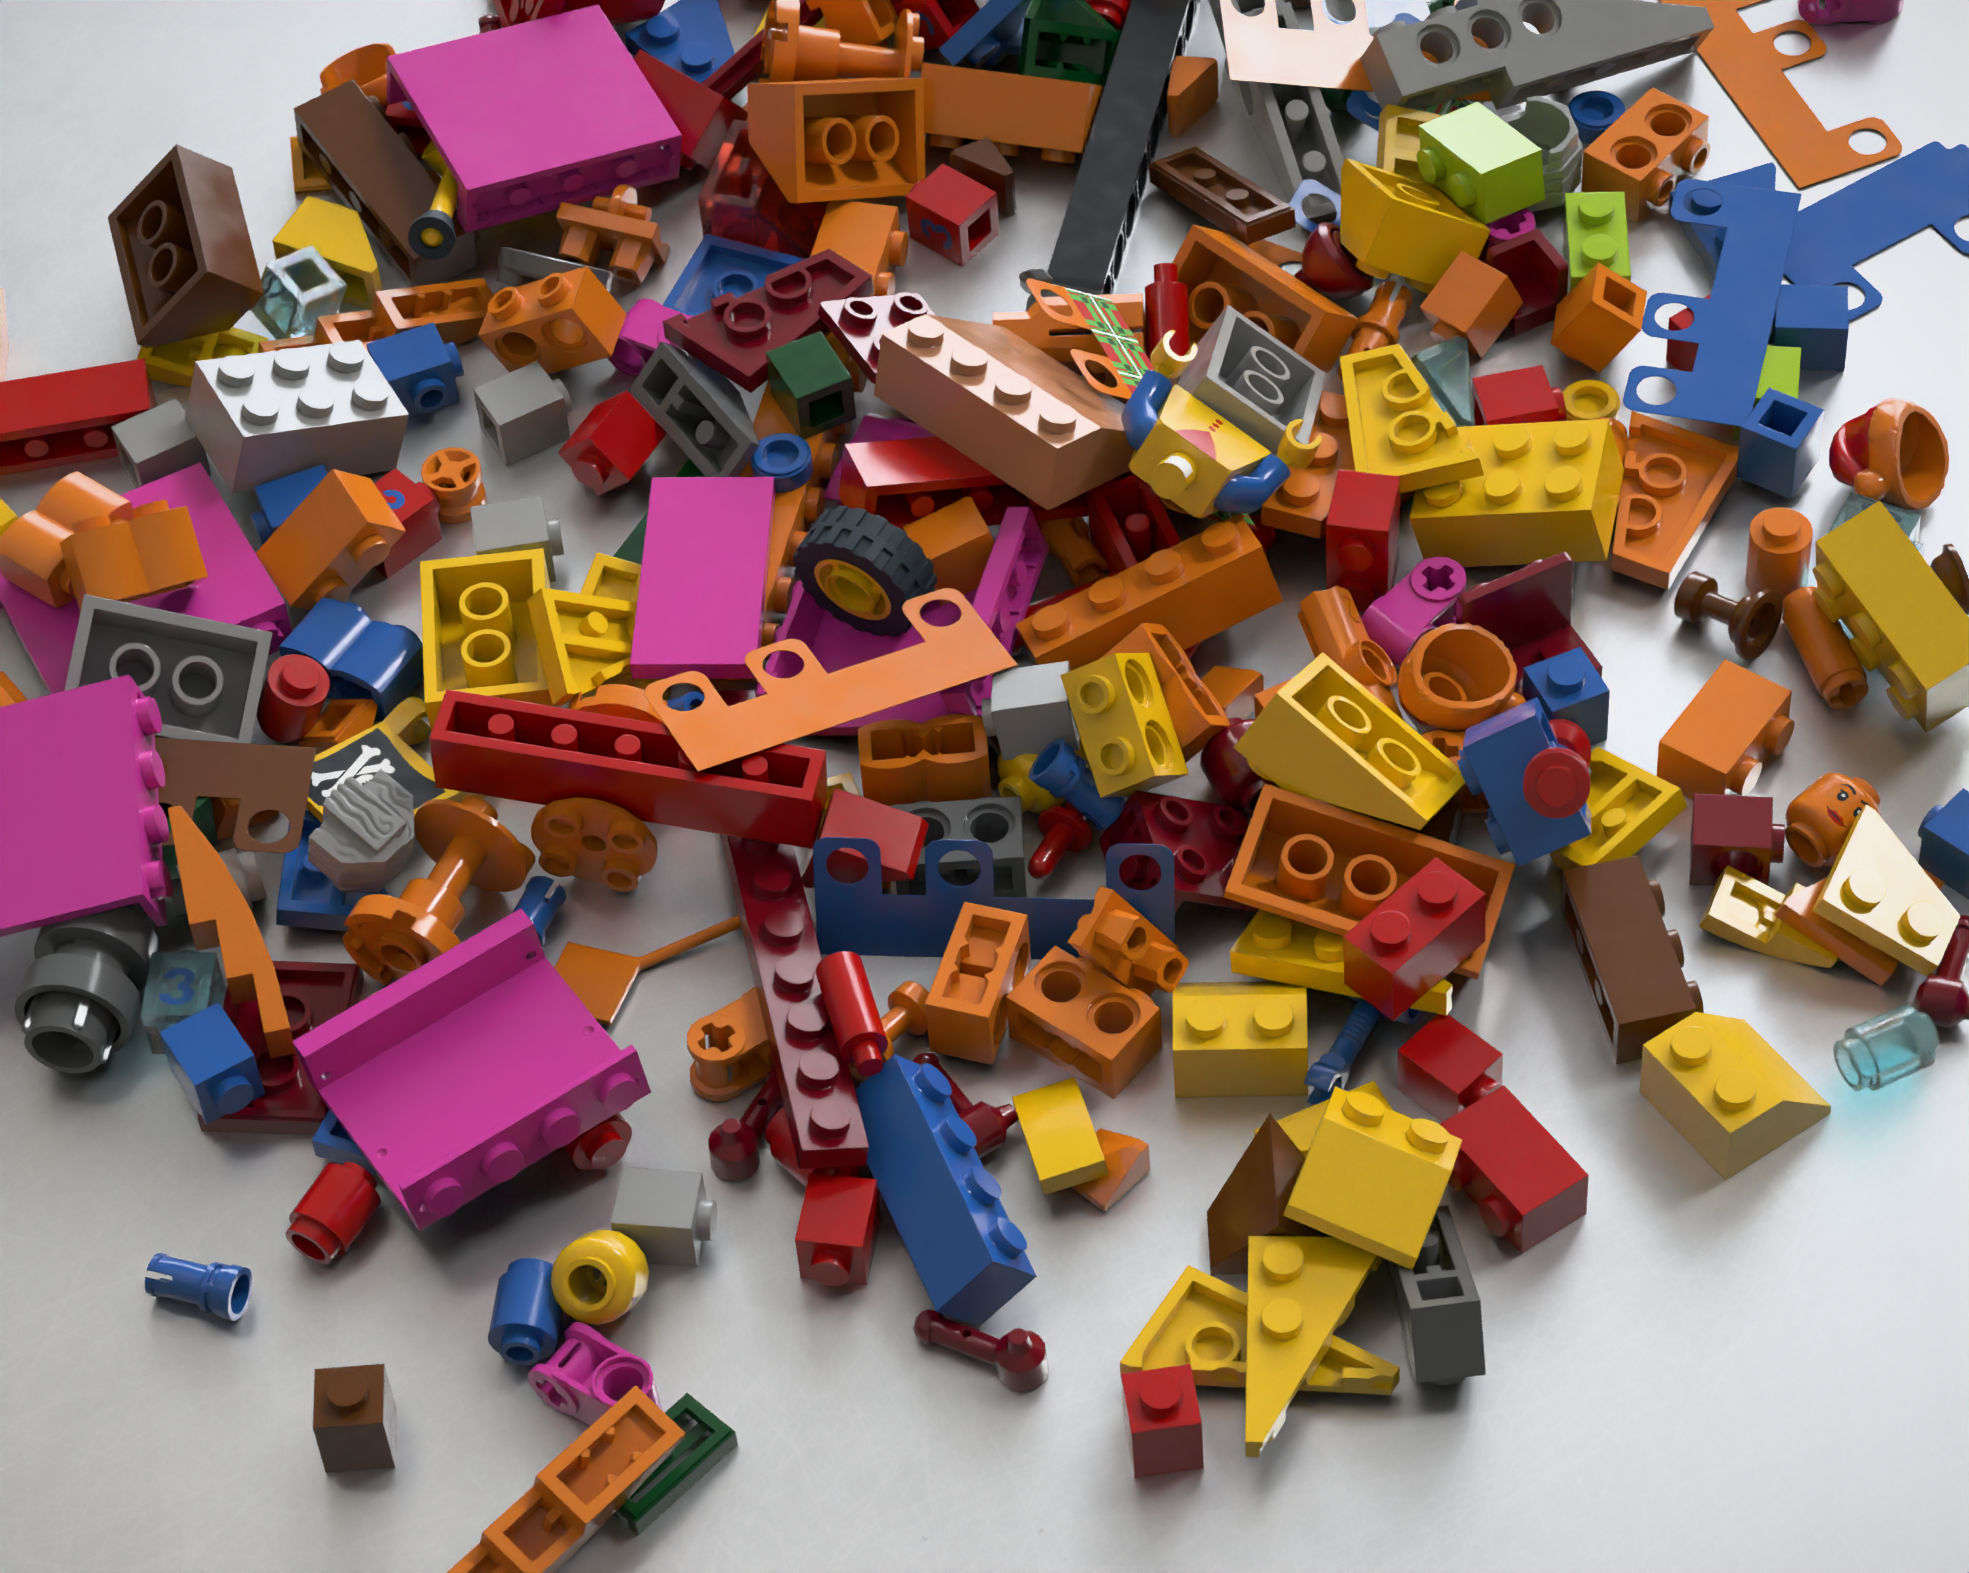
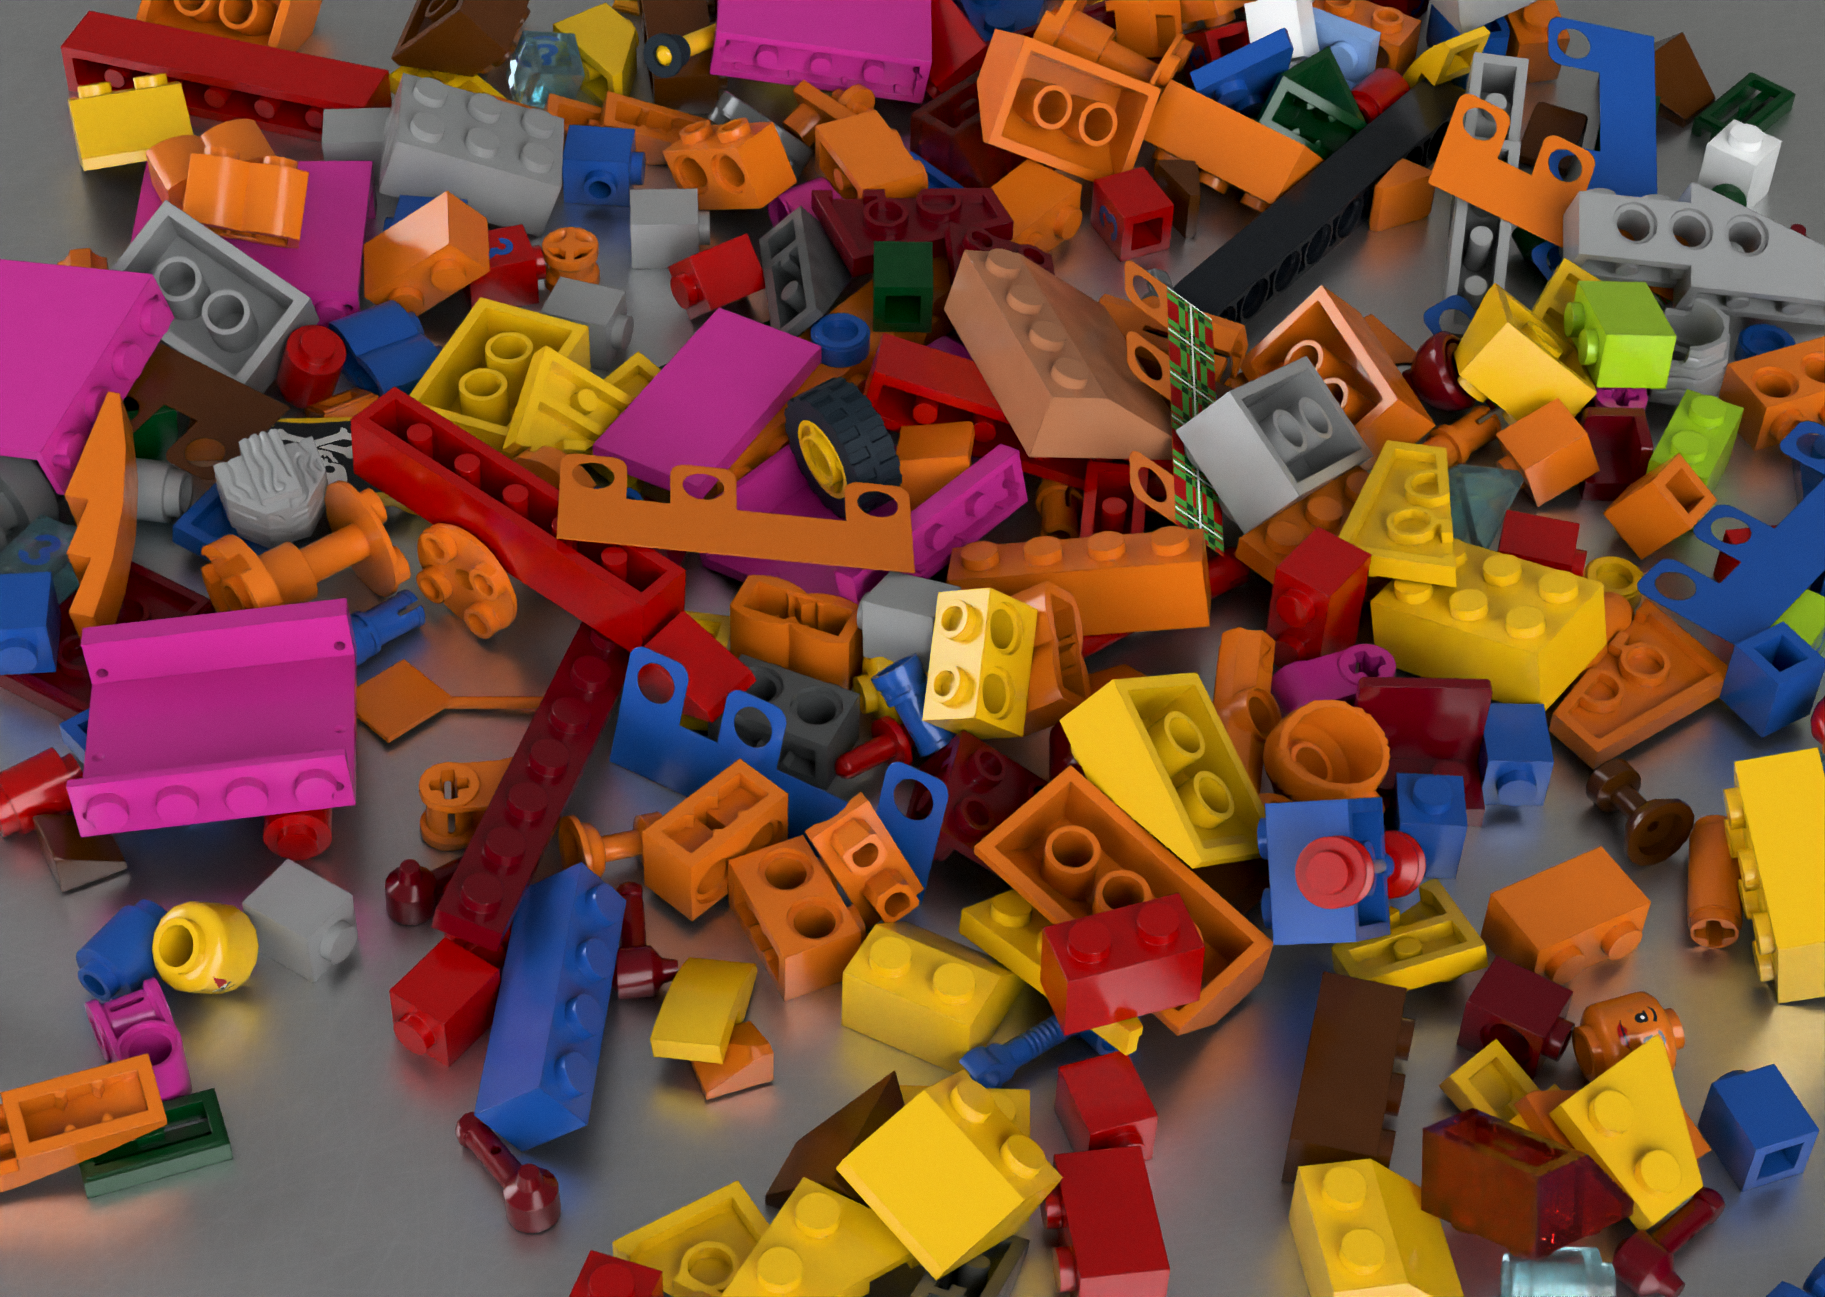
camera: 20 degrees right, 5 degrees down
(403, 1250) = (76, 858): none -> reddish brown slope
(685, 266) = (866, 154): none -> orange brick
(852, 1011) = (571, 809): red cylinder -> none
(1167, 310) = (1262, 348): red cylinder -> none
(1196, 453) = (1187, 457): torso -> none
(1222, 195) = (1376, 283): reddish brown tile -> none
(1605, 606) = (1515, 755): none -> blue brick
(1778, 551) = (1711, 769): orange brick -> none
(1819, 982) = (1515, 1185): none -> clear red slope

